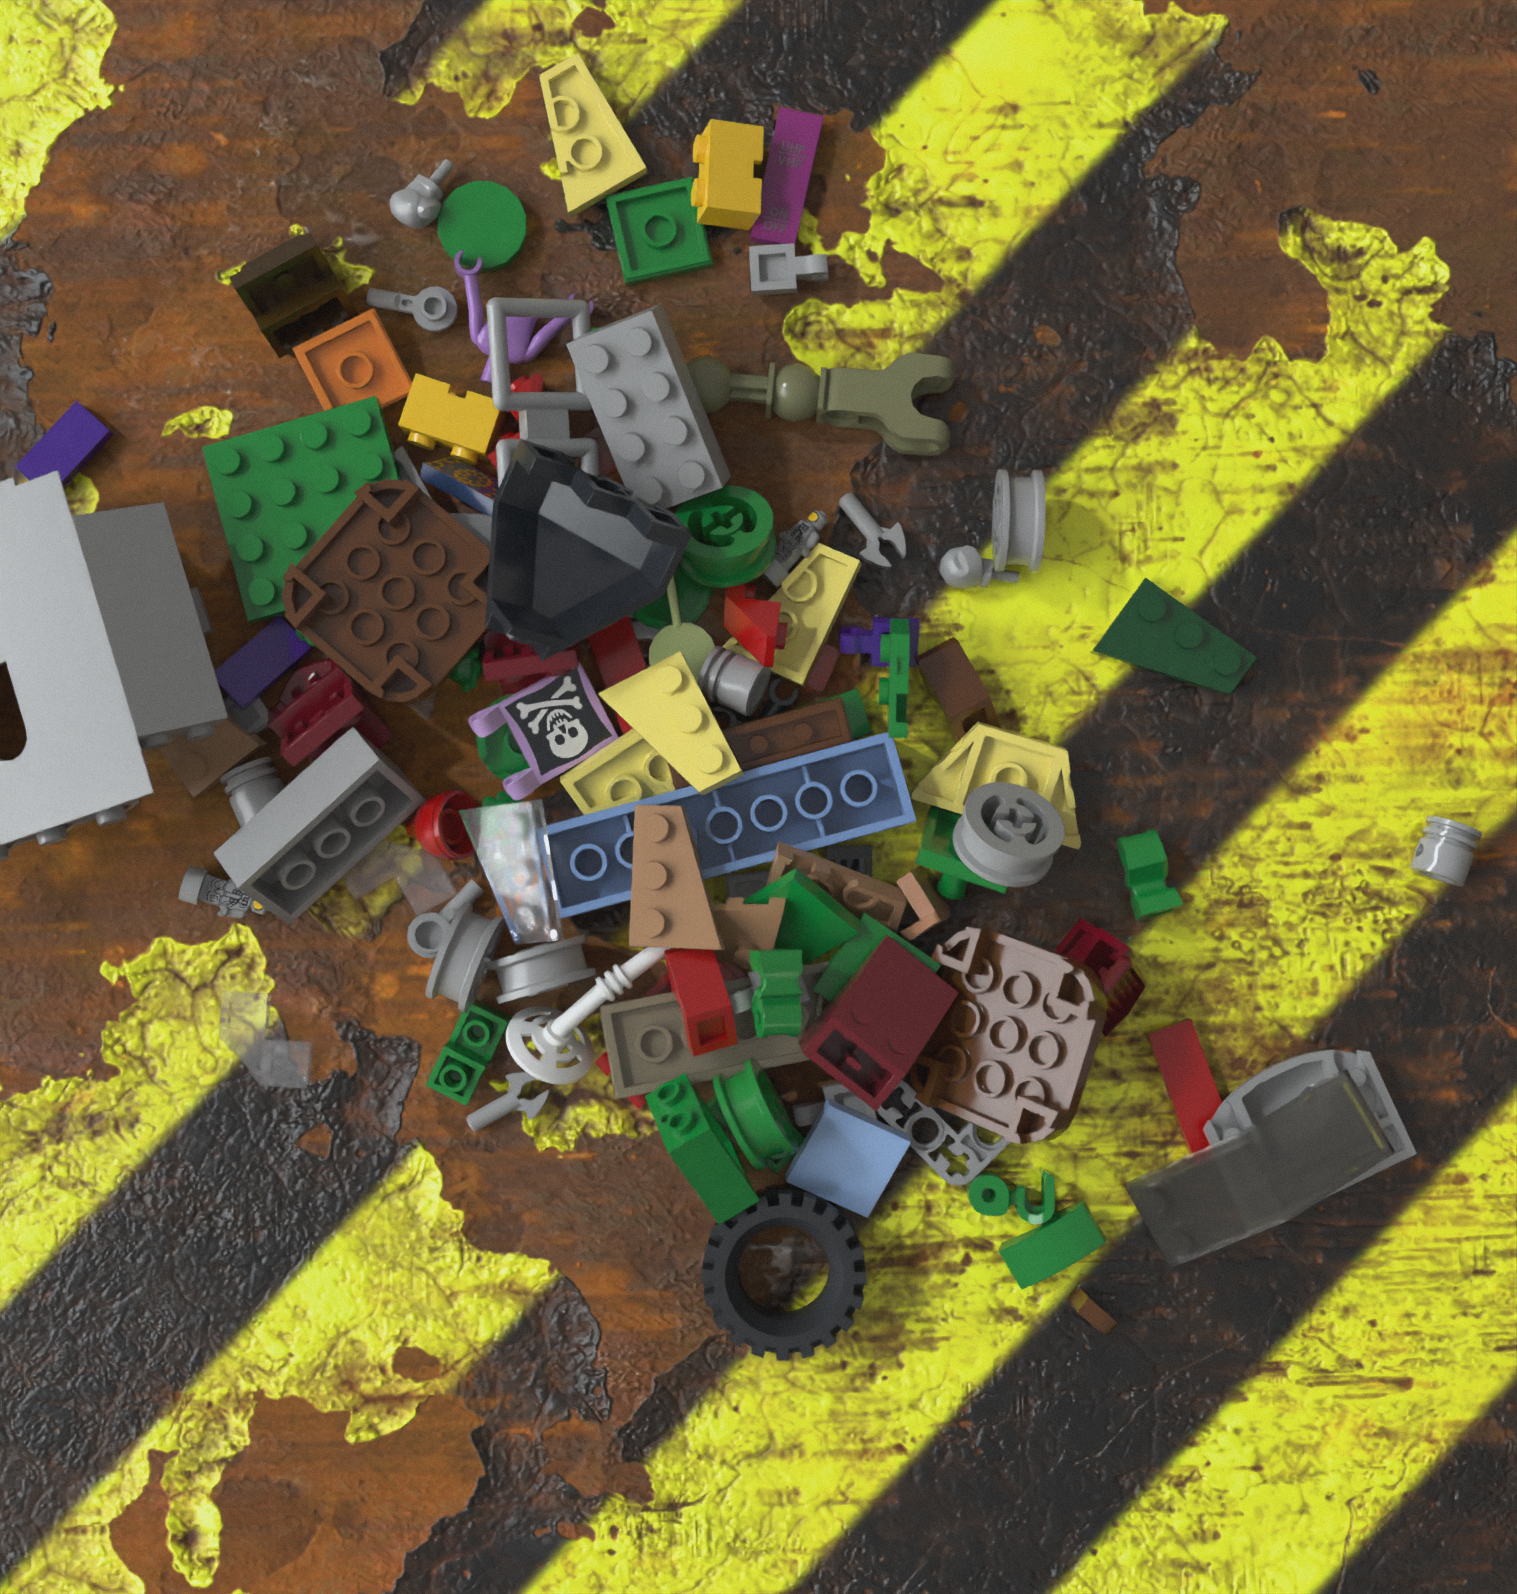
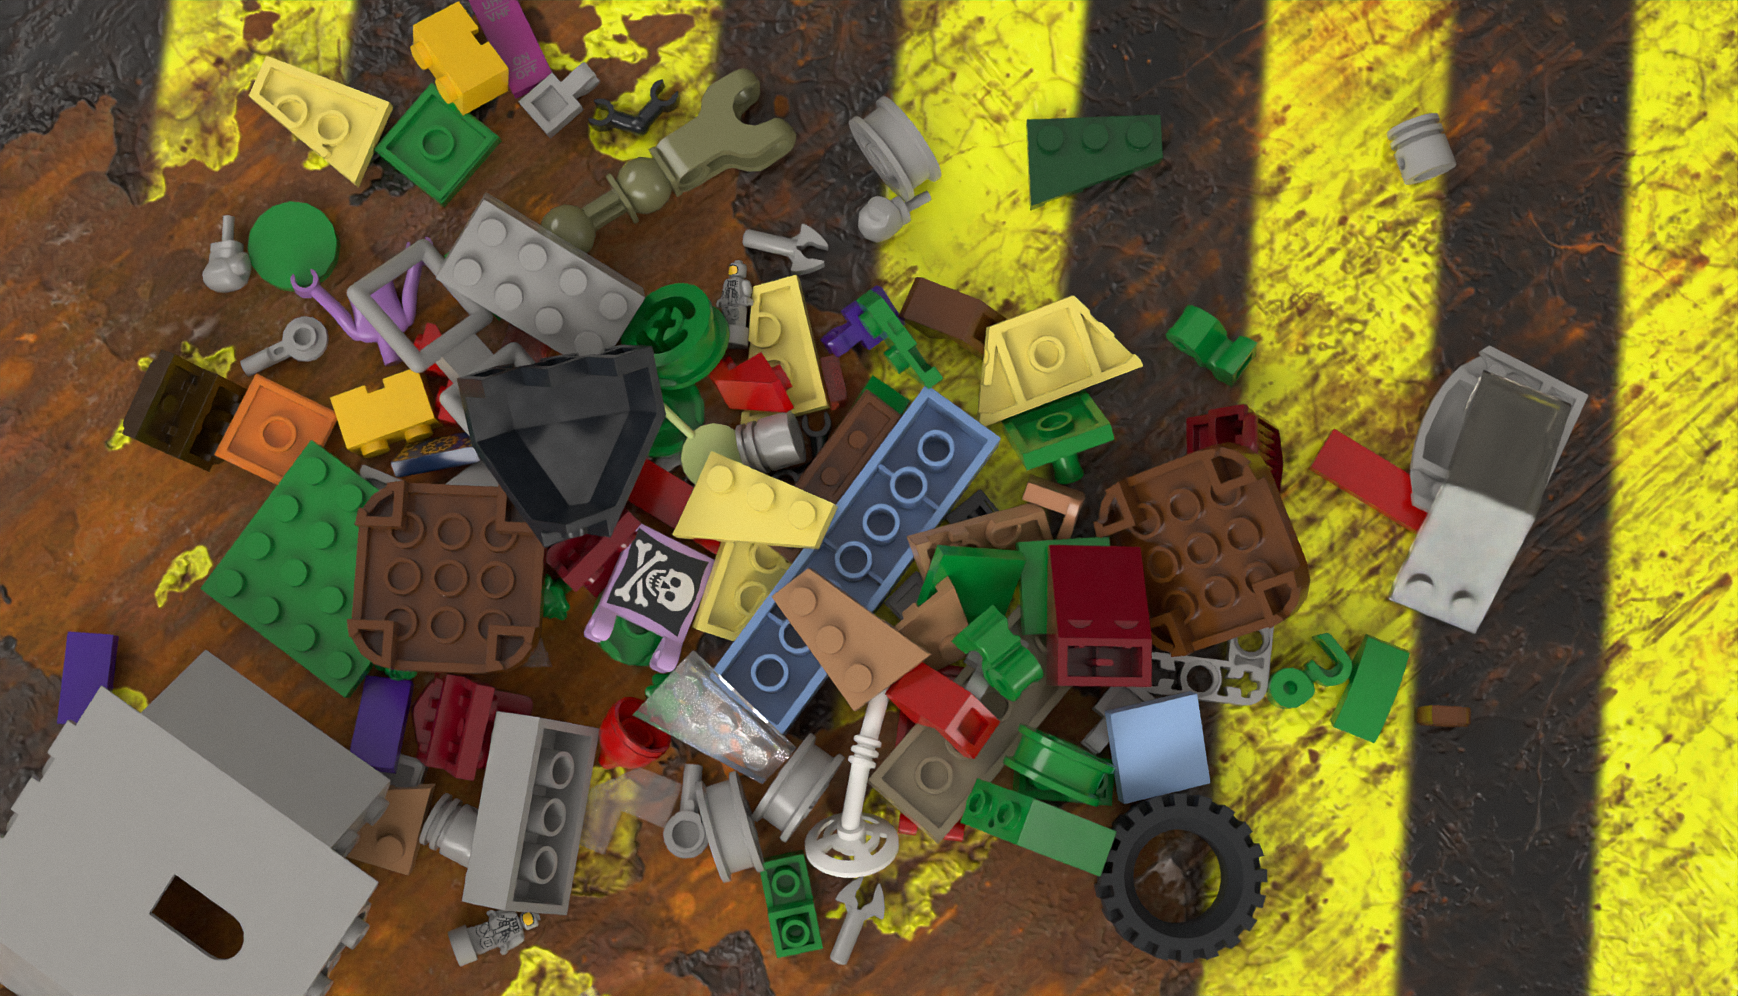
camera: 40 degrees left, 5 degrees down
(835, 339) = (639, 123): none -> black arm
(1003, 849) = (1080, 392): light grey wheel -> none

